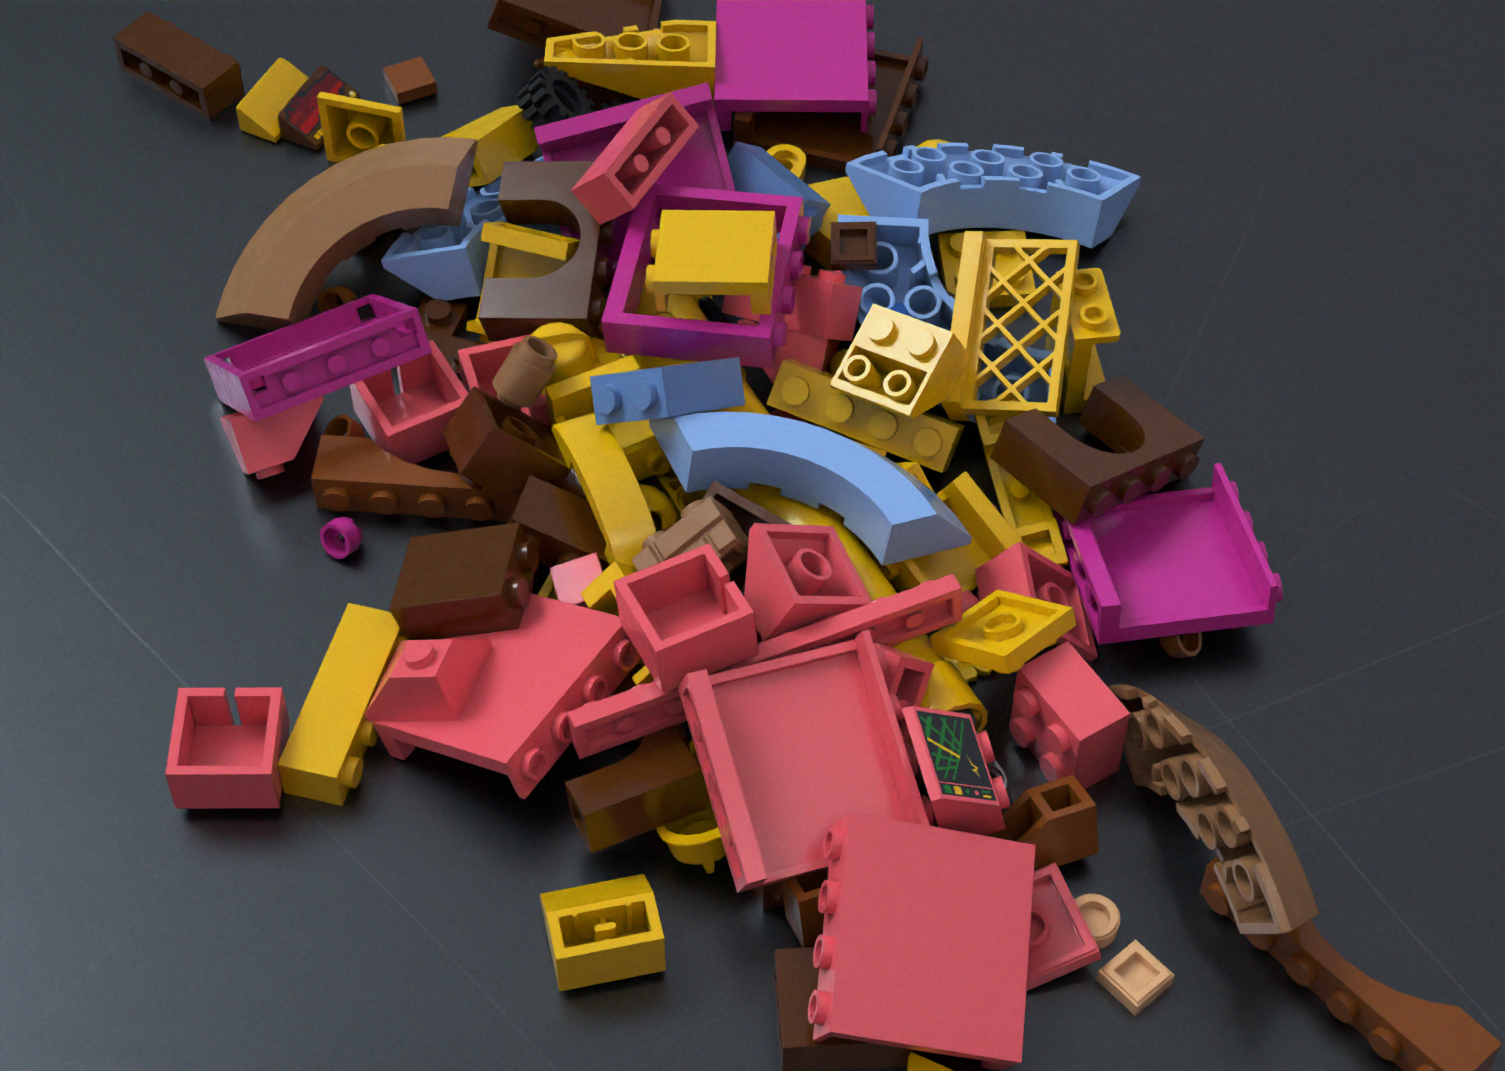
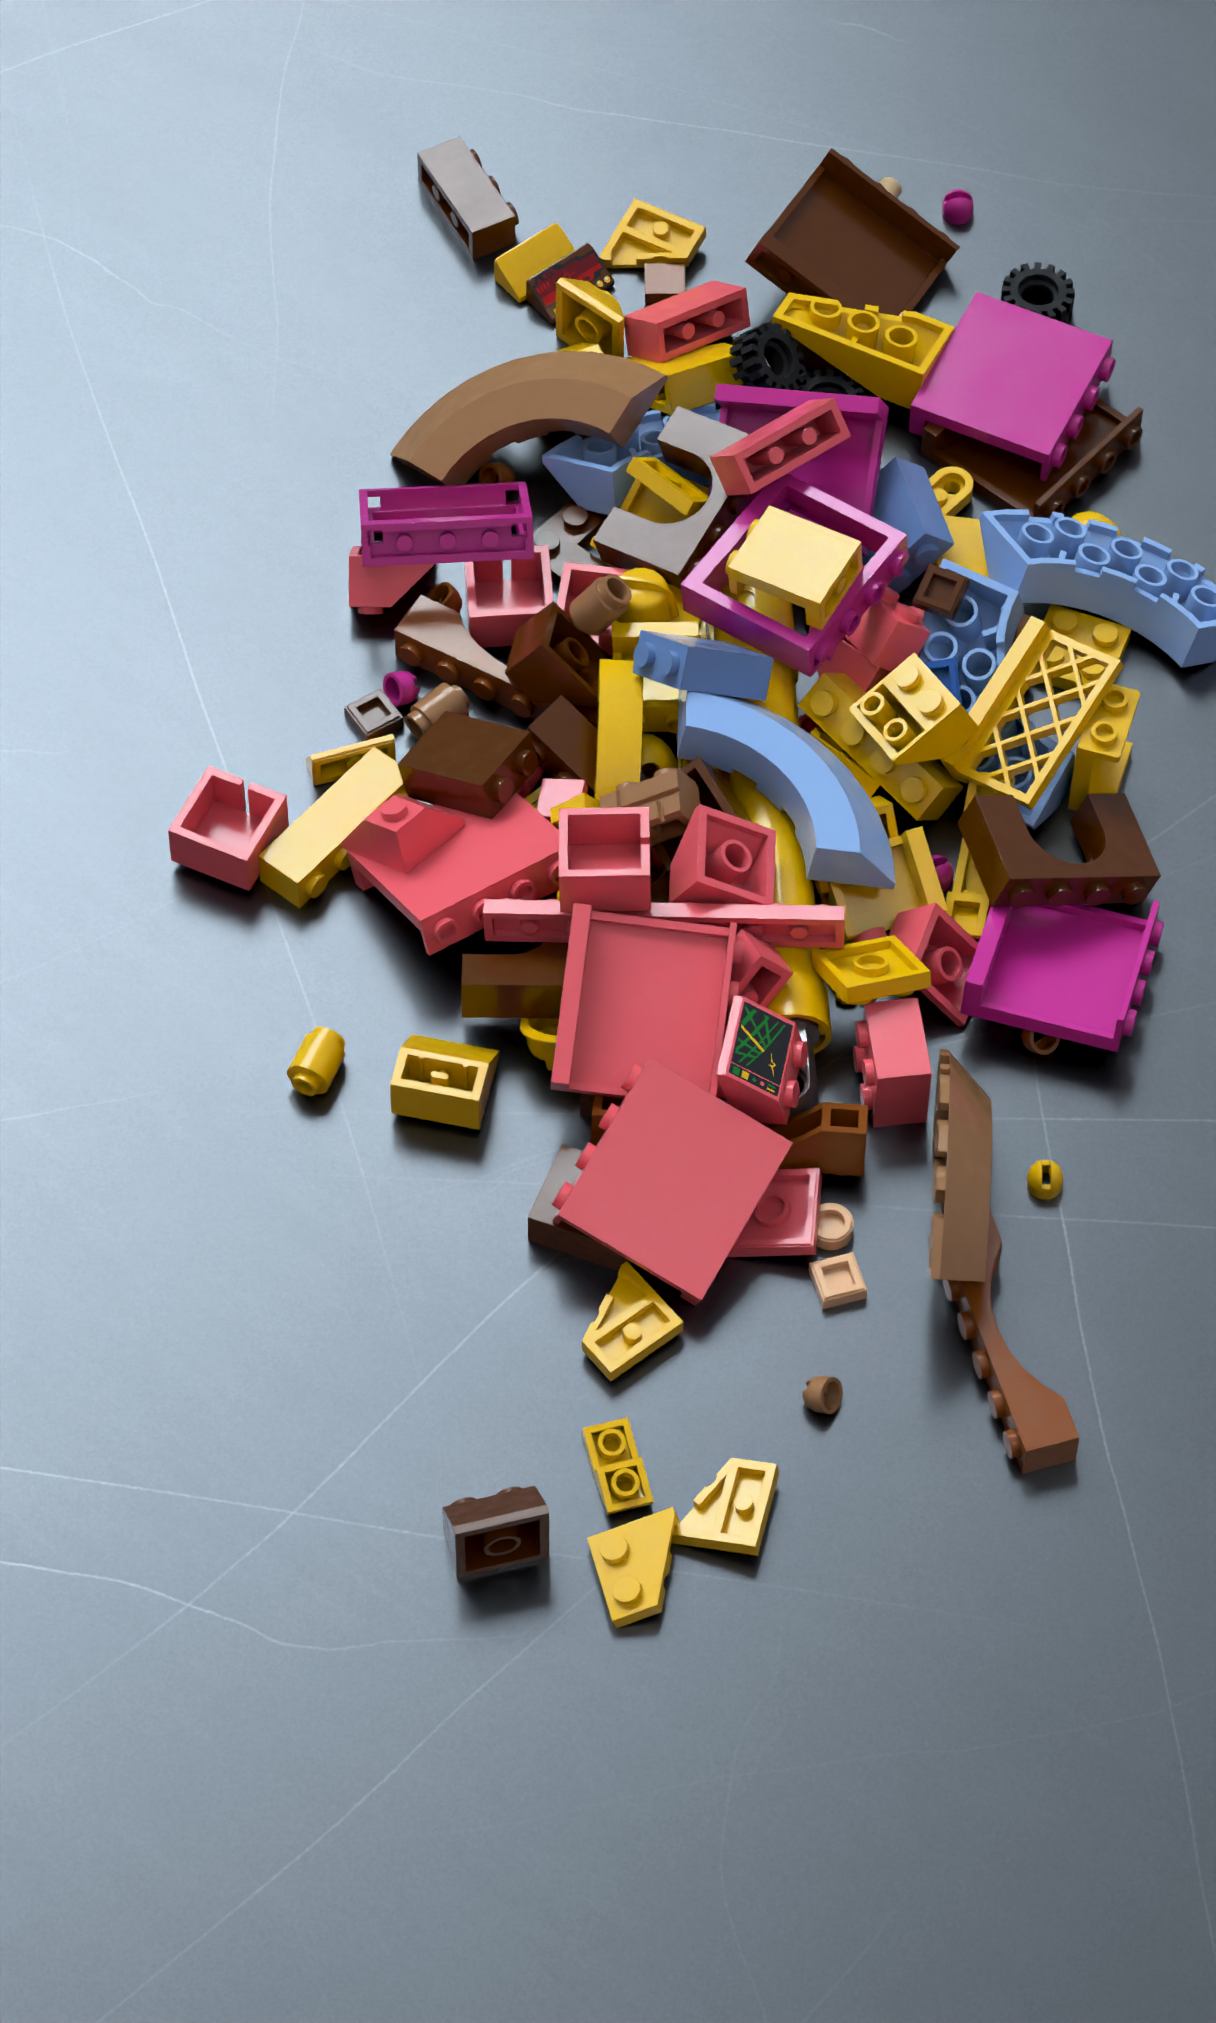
camera: 25 degrees right, 5 degrees up
(317, 632) = (334, 763): none -> yellow slope
(325, 576) = (373, 715): none -> tile
(378, 42) = (652, 236): none -> yellow wing
(389, 546) = (433, 705): none -> medium nougat brick
(449, 967) = (316, 1061): none -> yellow brick
(458, 97) = (686, 321): none -> coral brick
(1266, 778) = (1034, 1179): none -> yellow hinge

